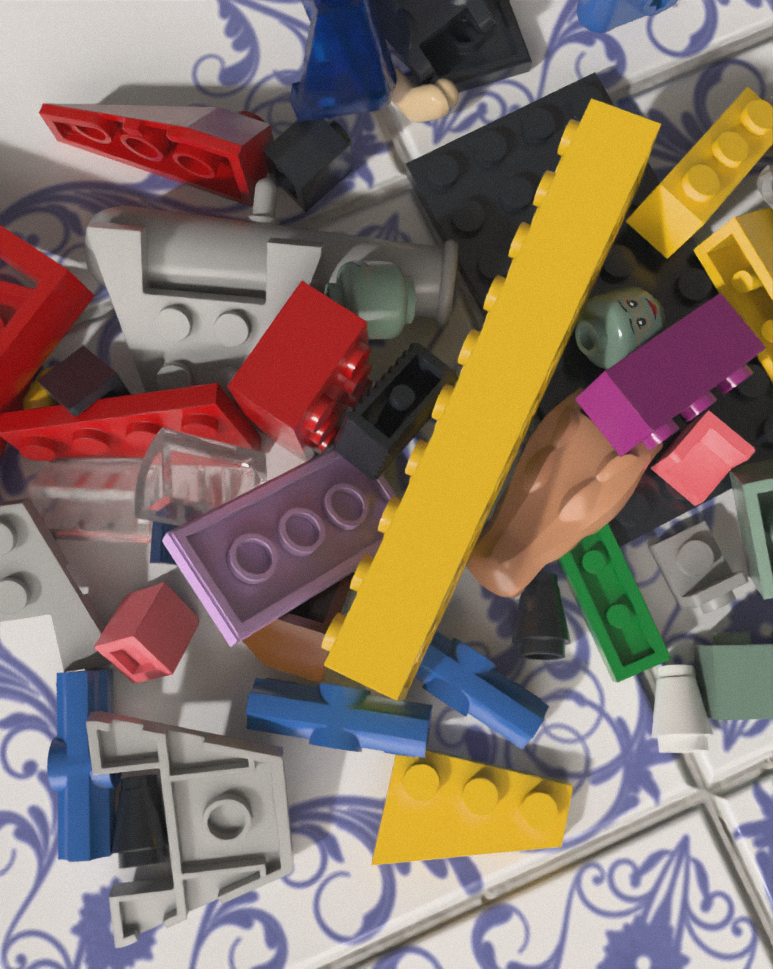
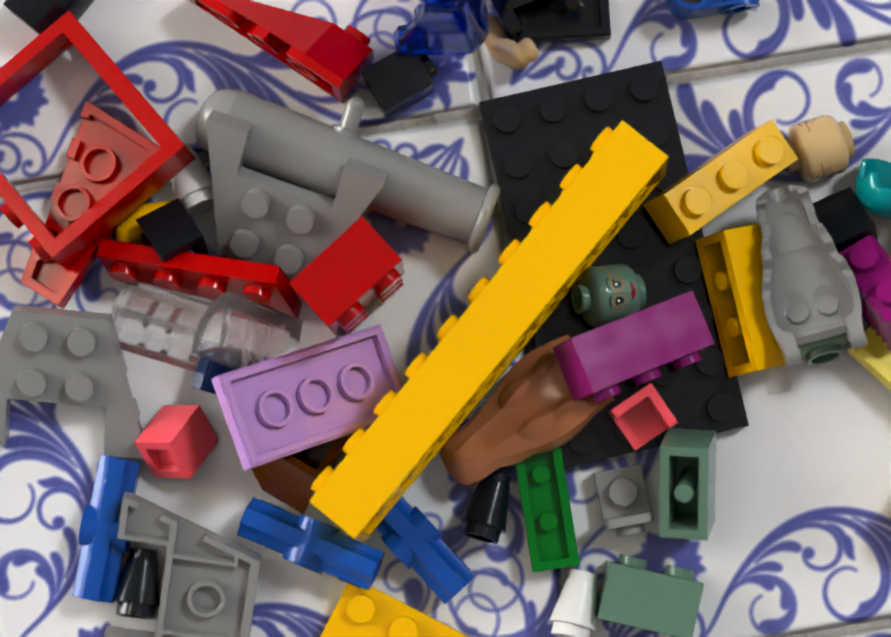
camera: 15 degrees right, 5 degrees up
(101, 332) = (194, 186): none -> white cone
(376, 294) = (415, 227): sand green head -> none
(393, 411) = (413, 316): black brick -> none

